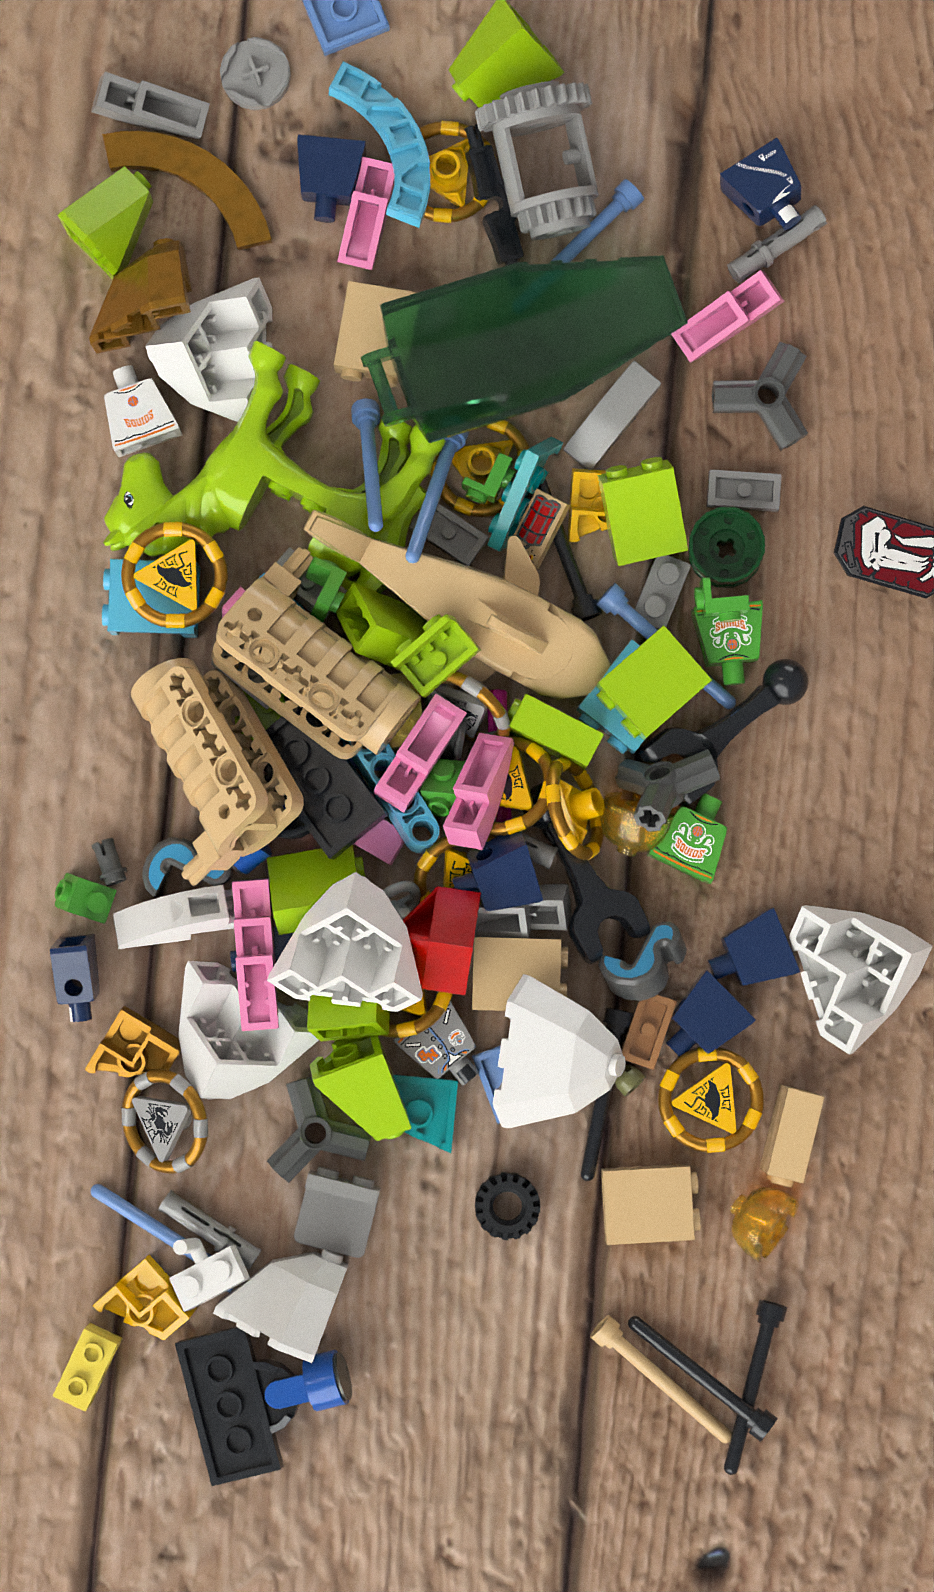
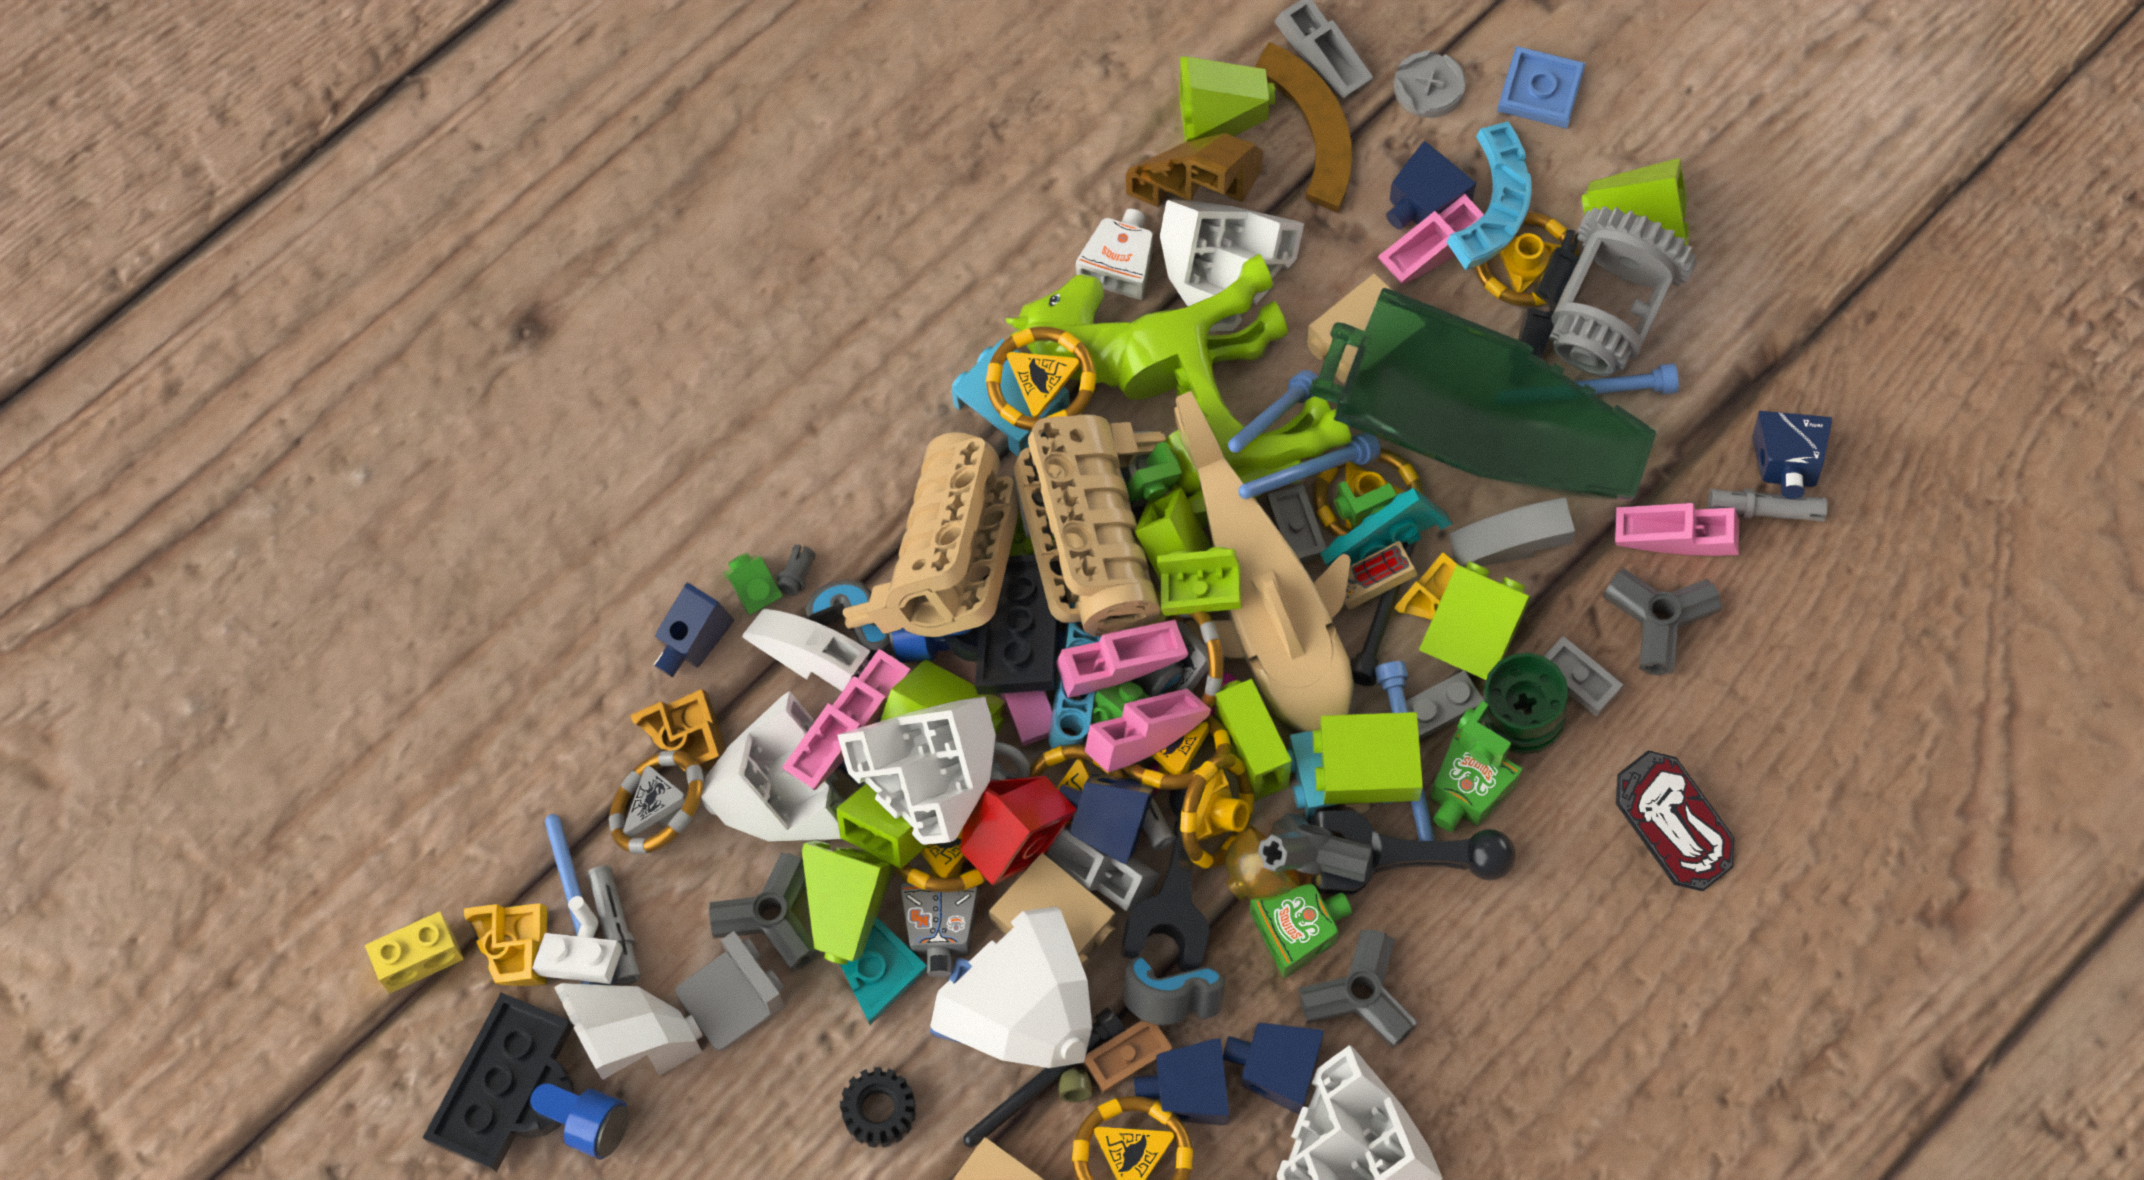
camera: 45 degrees right, 20 degrees down
(758, 872) = (1368, 969): none -> dark grey piece

